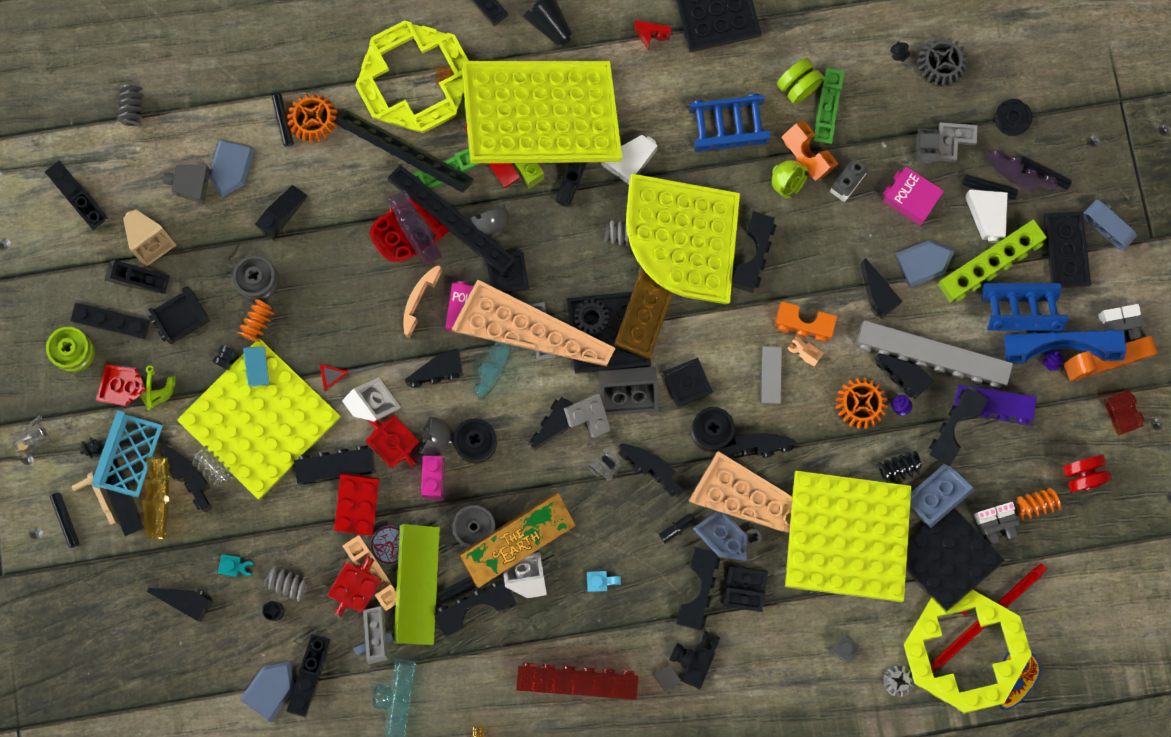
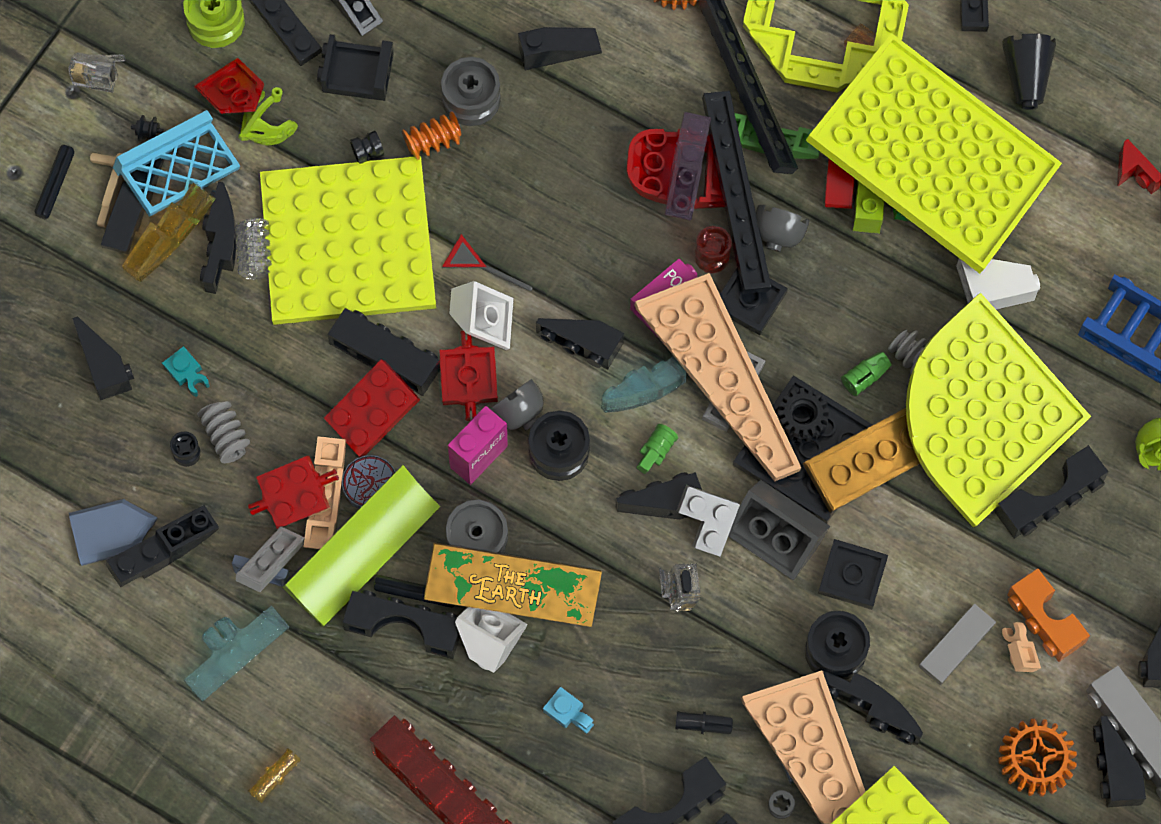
camera: 40 degrees right, 10 degrees down
(256, 366) = (390, 180): medium azure slope -> none
(430, 279) = (660, 238): light nougat slope -> none
(465, 262) = (713, 249): none -> clear red wheel
(527, 398) = (656, 447): none -> bright green hinge
(568, 188) = (898, 261): black piece -> none
(603, 265) = (866, 373): none -> bright green hinge
(645, 461) = (731, 624): black slope -> none
(723, 536) = (748, 771): sand blue tile -> none
(901, 405) = (1084, 798): dark purple wheel -> none

